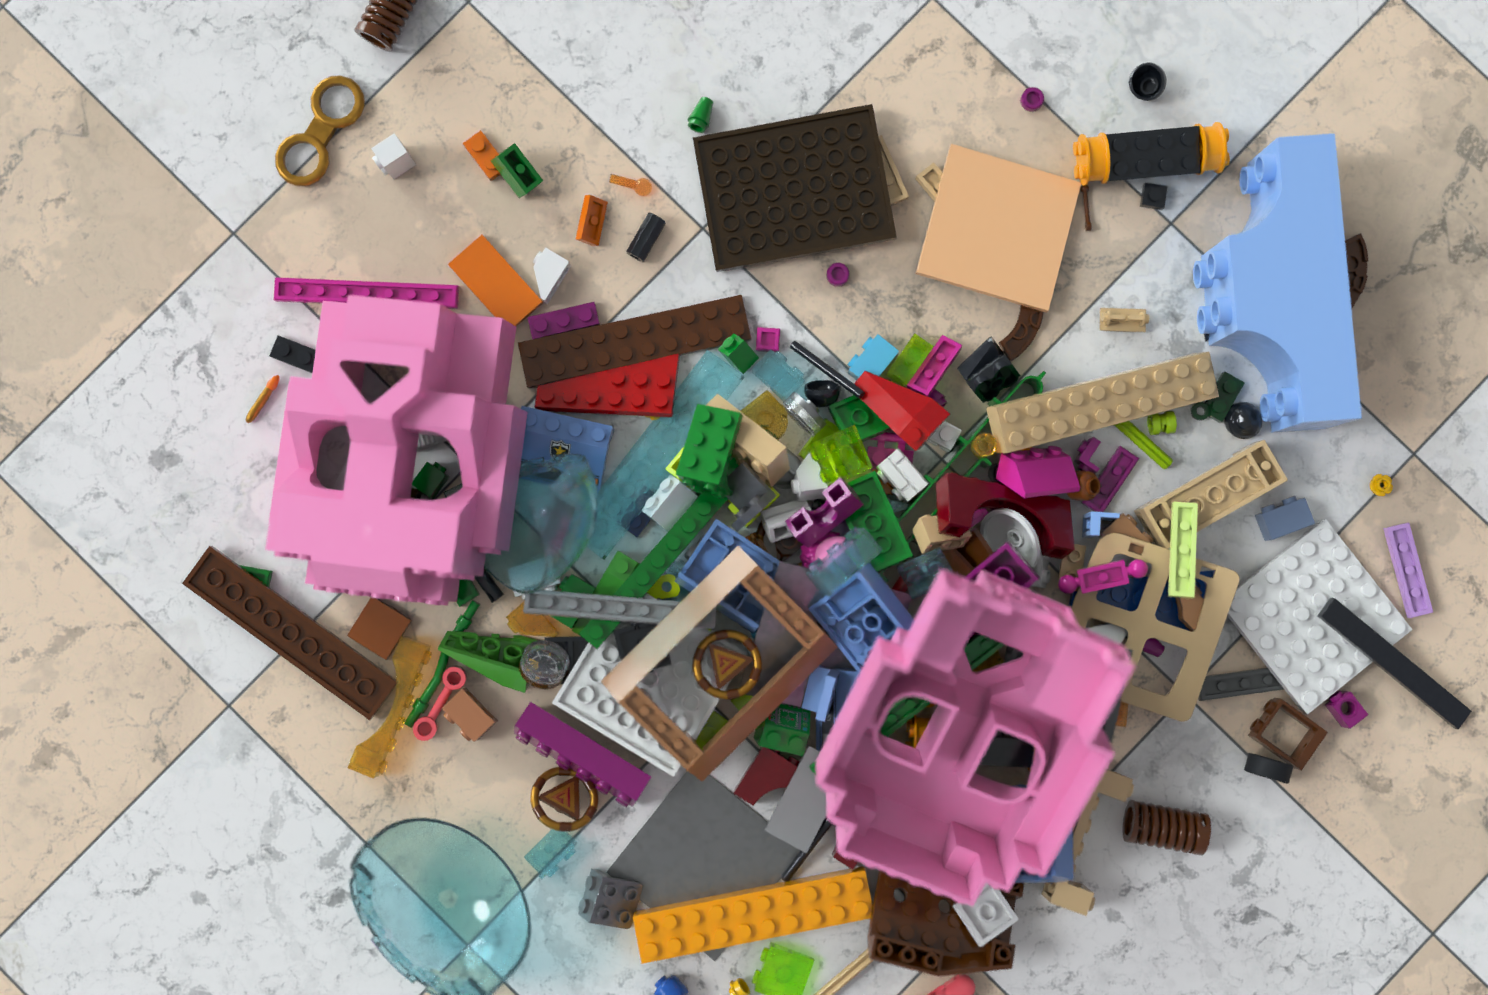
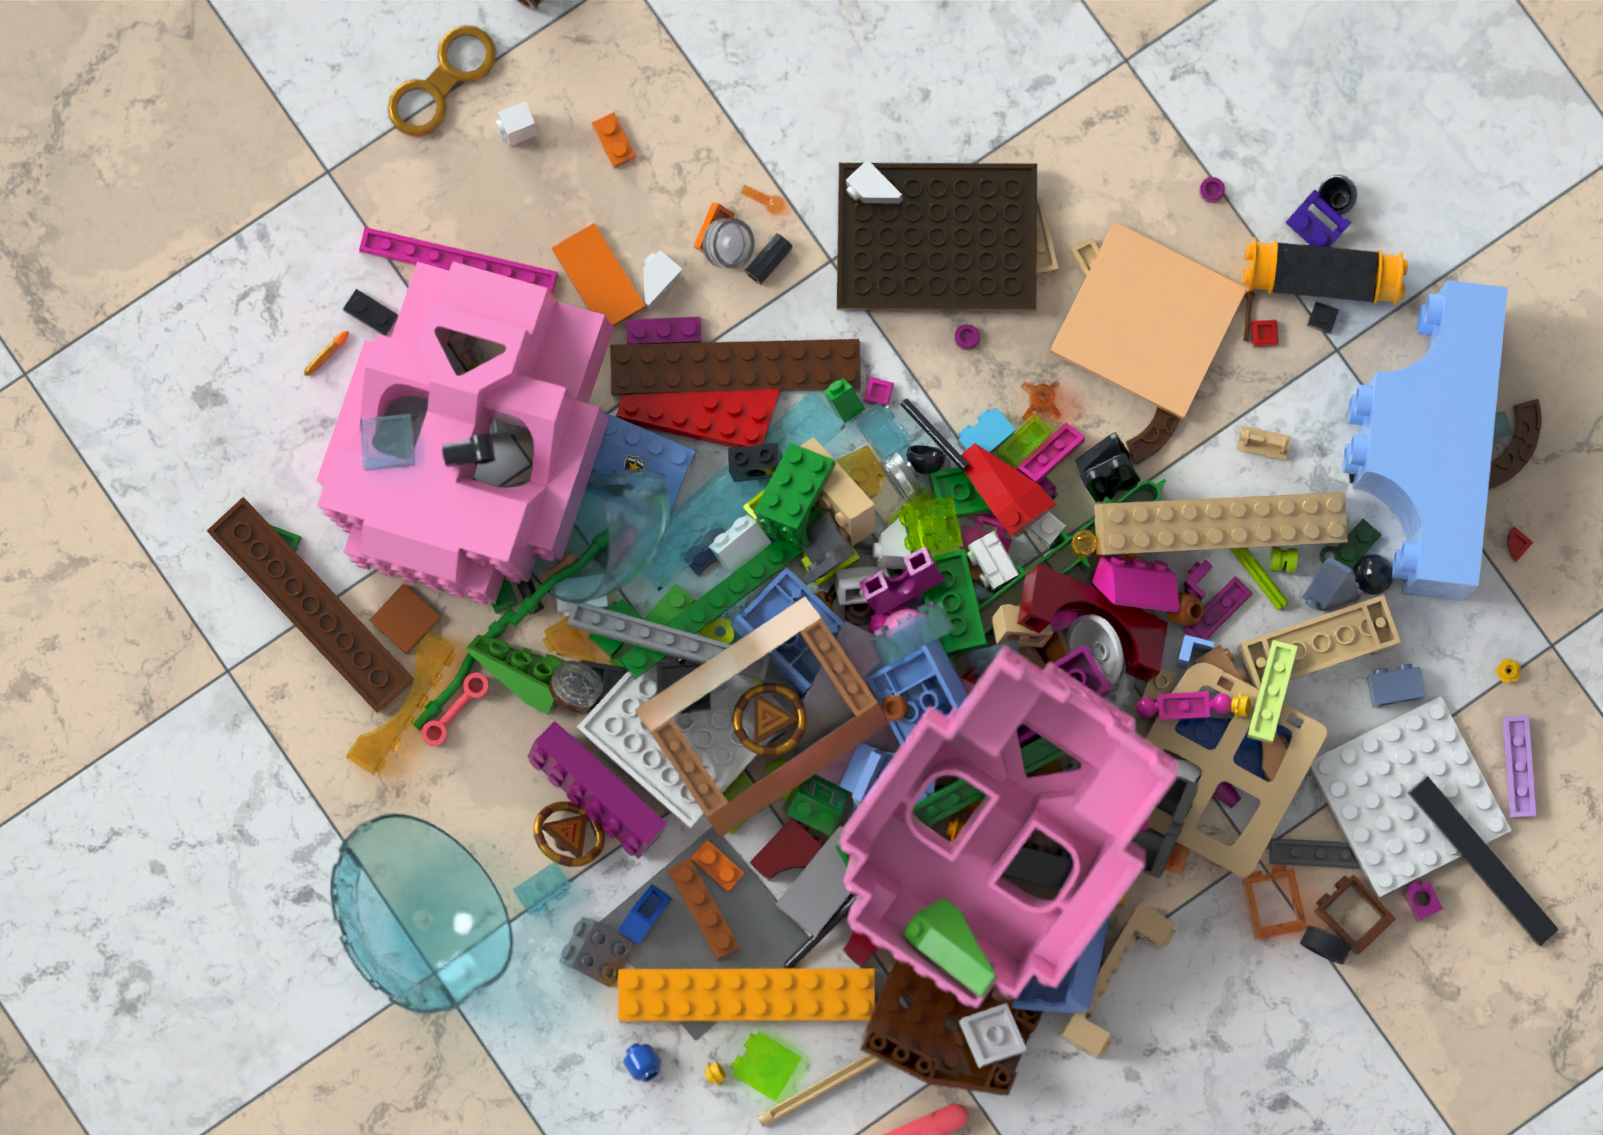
camera: 10 degrees right, 5 degrees down
(318, 478) = (387, 442): none -> clear light blue tile
(400, 472) = (476, 451): none -> black piece
(430, 479) = (492, 472): green brick -> none
(469, 715) = (484, 728): nougat brick -> none
(486, 599) = (530, 603): none -> green bar
(516, 551) = (568, 559): none -> medium nougat bar
(517, 170) = (645, 163): green brick -> none
(606, 229) = (728, 243): none -> clear piece
(648, 857) = (645, 914): none -> blue slope
(667, 426) = (754, 461): none -> black brick
(700, 116) = (852, 140): green cone -> none
(700, 843) = (703, 909): none -> dark orange brick
(705, 799) = (717, 866): none -> orange plate
(726, 153) = (871, 186): none -> white slope
(841, 632) = (895, 707): none -> dark orange tile
(913, 323) = (1038, 405): none -> clear orange brick
(932, 846) = (947, 939): none -> bright green wedge
(1104, 220) = (1264, 333): none -> red tile
(1130, 117) = (1312, 228): none -> dark purple plate
(1155, 567) = (1241, 705): none -> yellow plate
(1166, 827) = (1192, 973): reddish brown piece -> none
(1211, 439) = (1332, 586): none -> sand blue wedge
(1223, 759) = (1278, 929): none -> clear orange window
(1366, 368) = (1517, 543): none -> red tile

